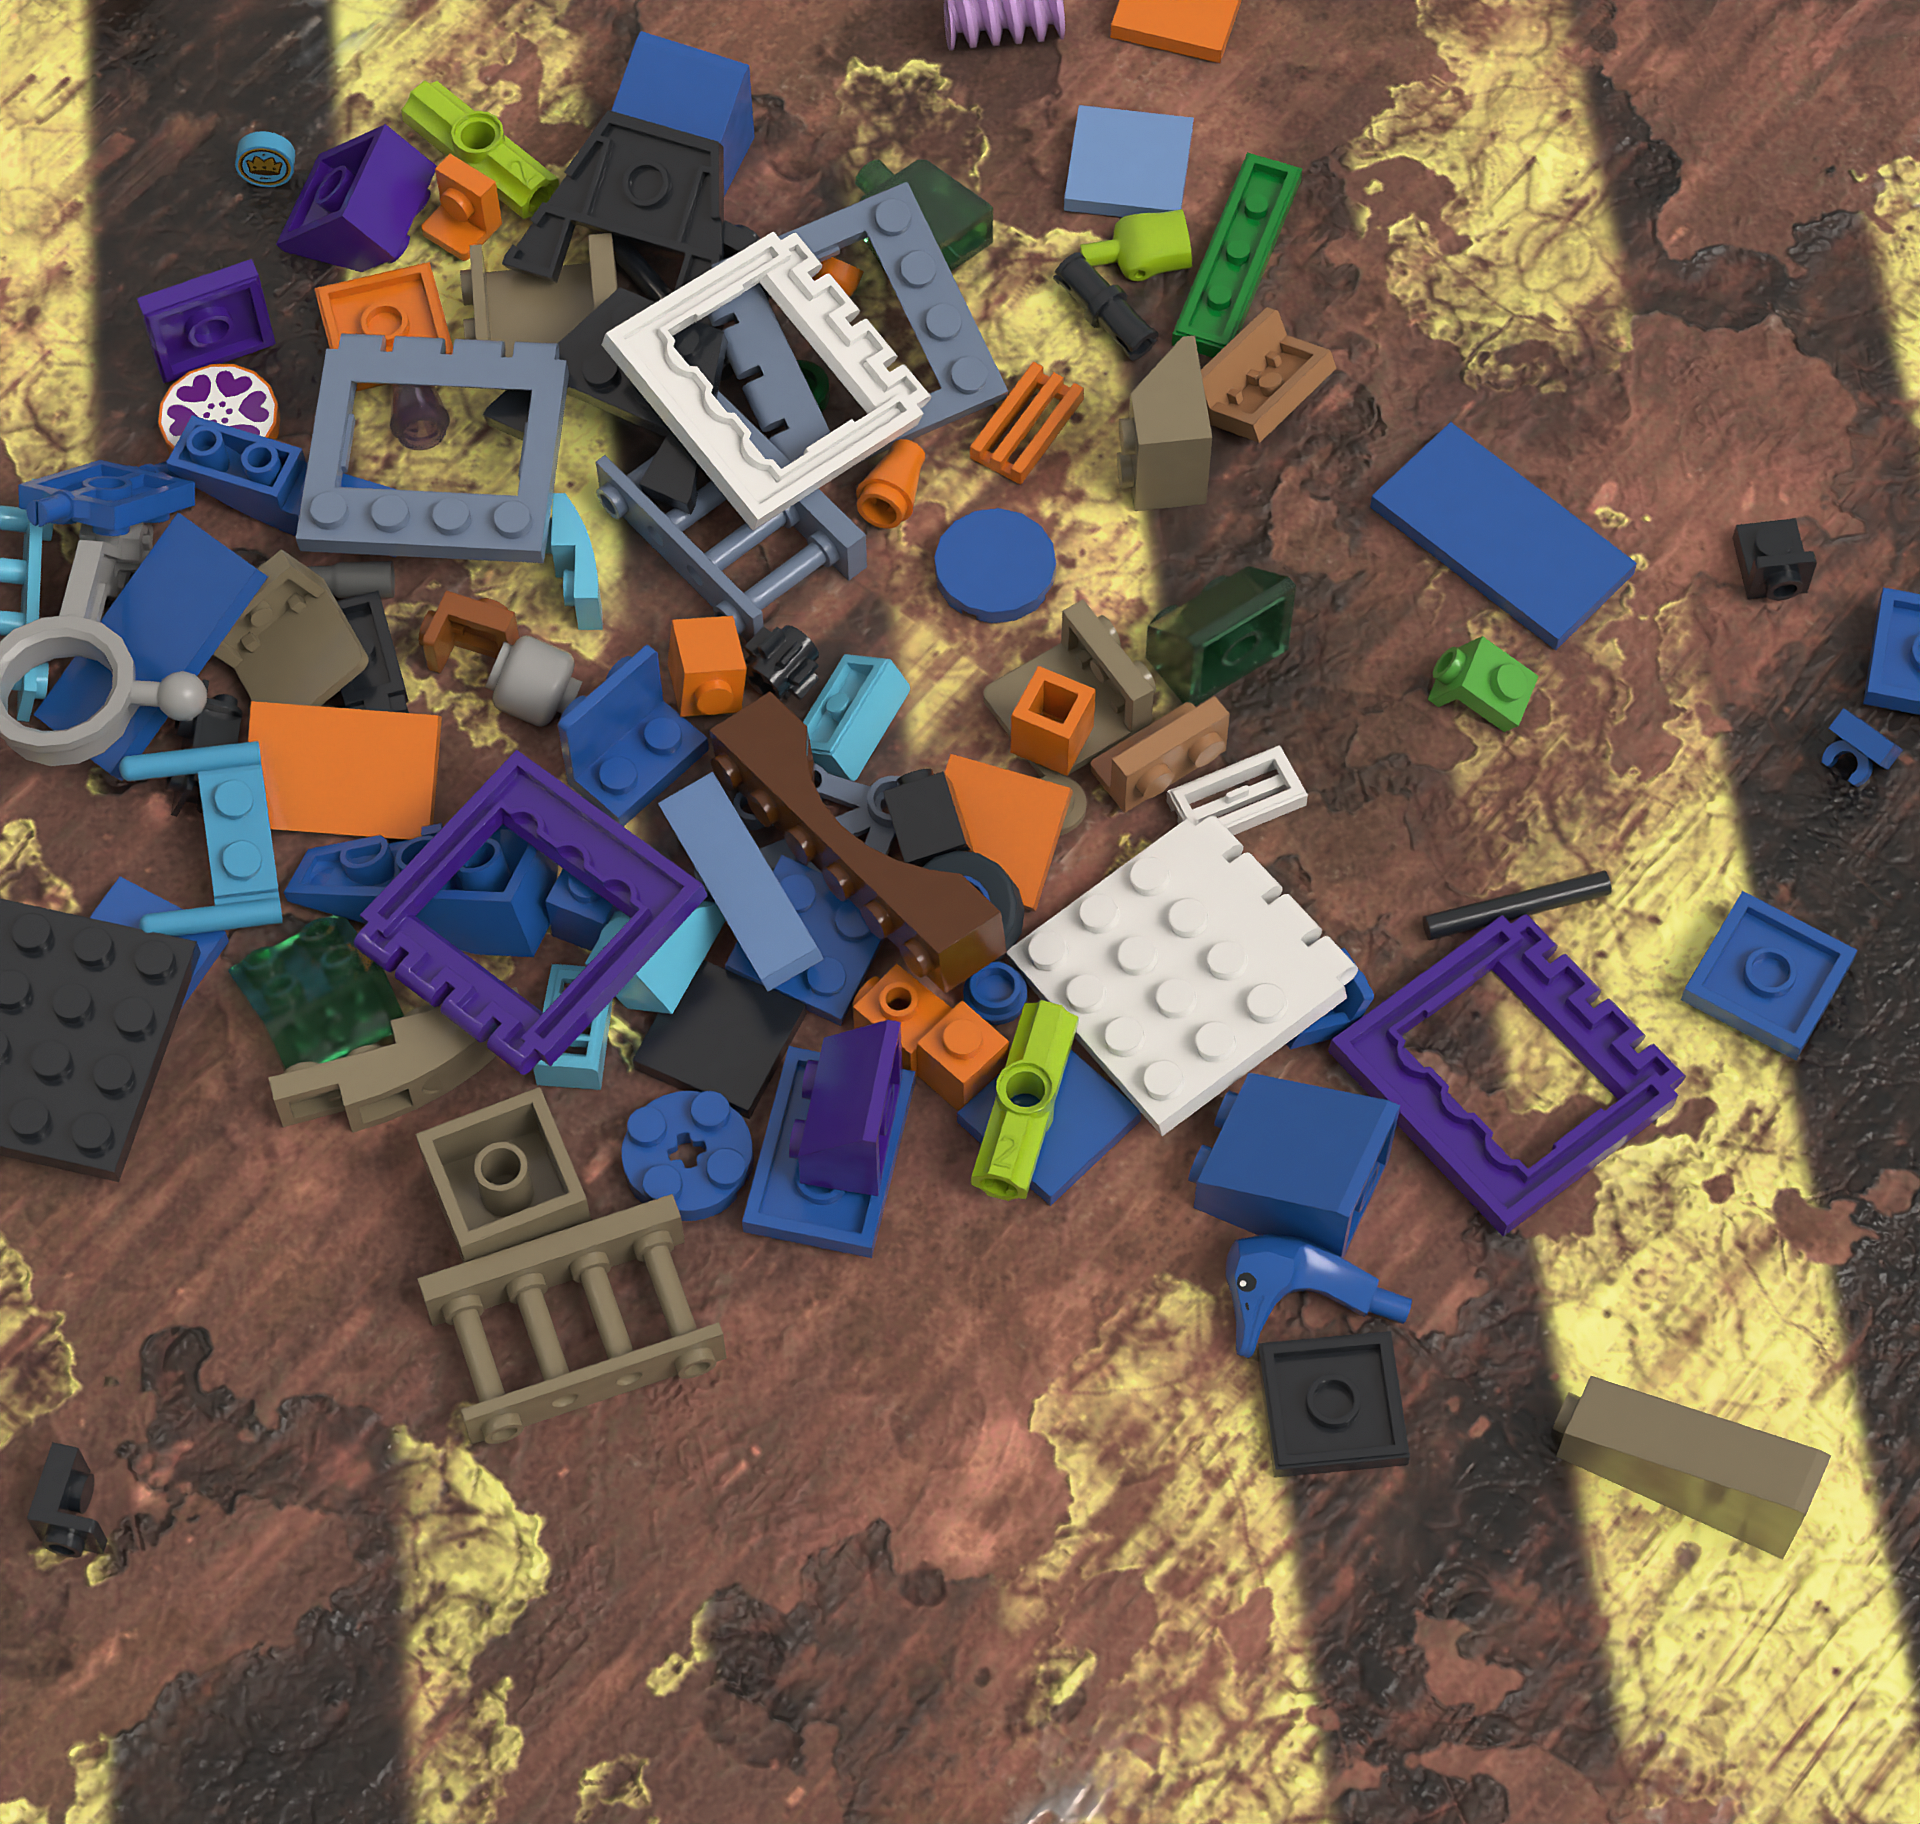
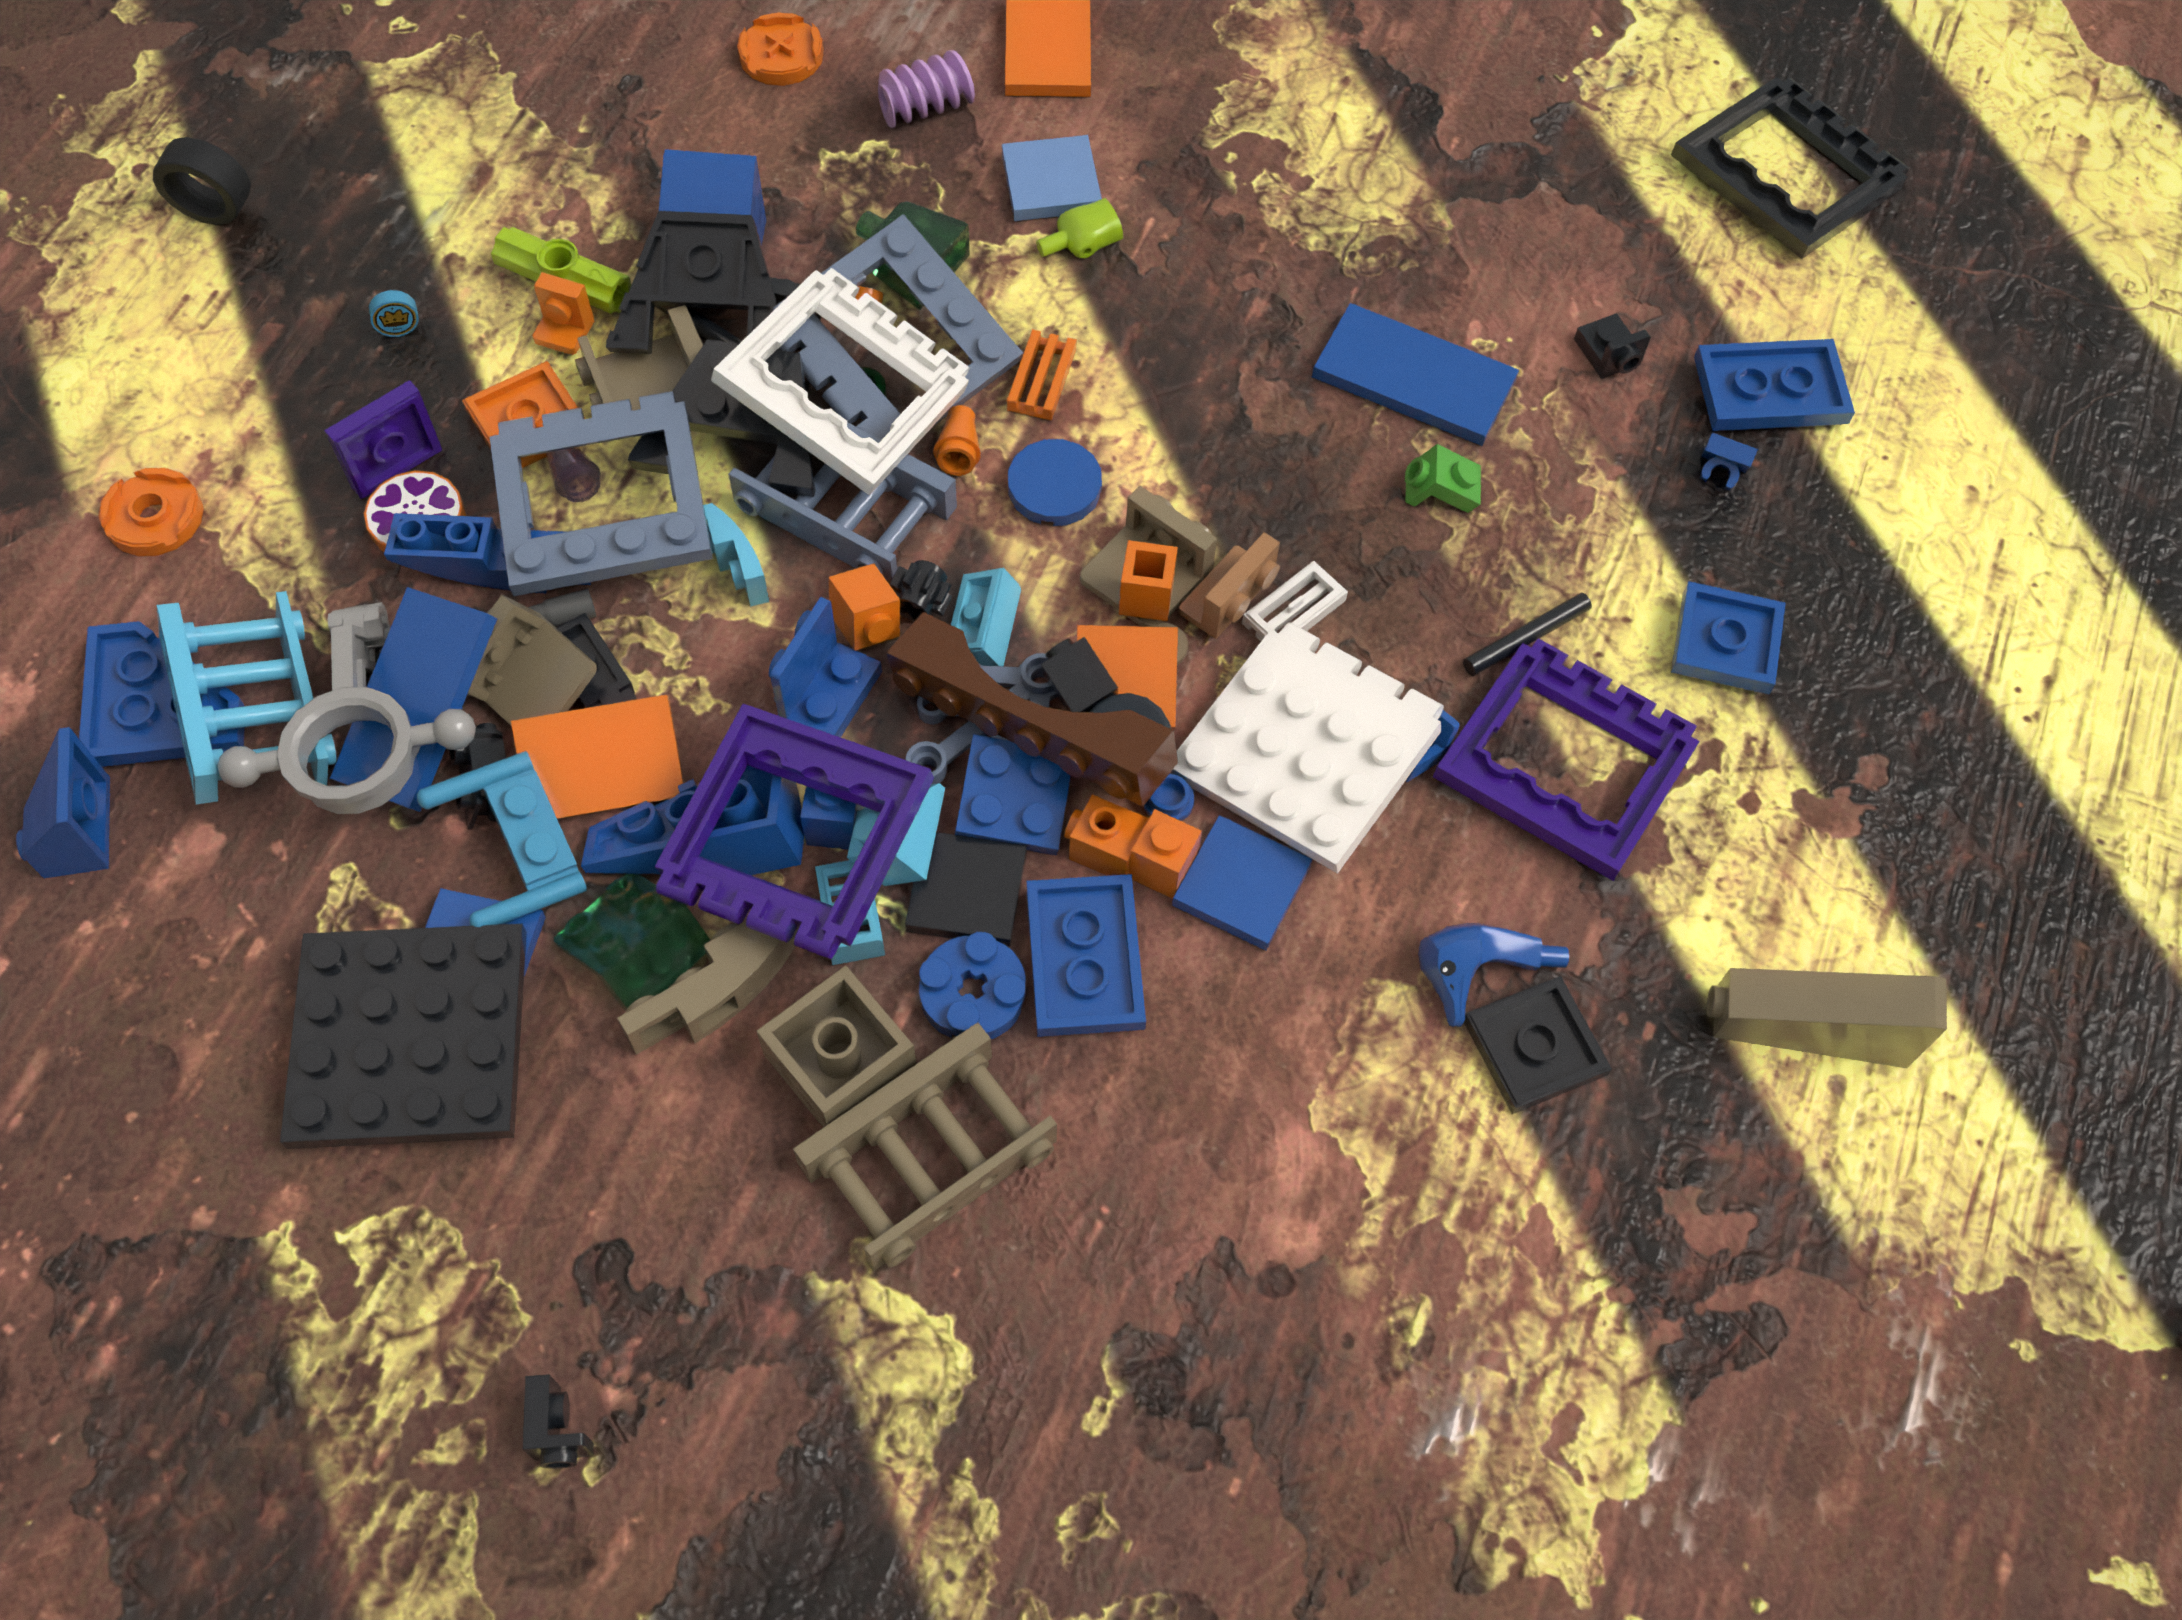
camera: 20 degrees left, 0 degrees up
(106, 496) = (342, 591): blue plate -> none
(359, 202) = (478, 328): dark purple slope -> none
(468, 624) = (667, 622): dark orange bracket -> none
(533, 680) = (730, 651): light grey head -> none
(741, 881) = (956, 765): medium blue tile -> none
(850, 1109) = (1099, 915): dark purple slope -> none
(1017, 1132) = (1227, 900): lime piece -> none
(1105, 306) = (1071, 278): black pin -> none
(1167, 434) = (1158, 354): dark tan slope -> none
(1222, 633) = (1245, 486): clear green slope -> none
(1238, 253) = (1152, 225): green tile -> none
(1262, 377) = (1204, 303): medium nougat bracket -> none
(1295, 1160) = (1448, 864): blue slope -> none

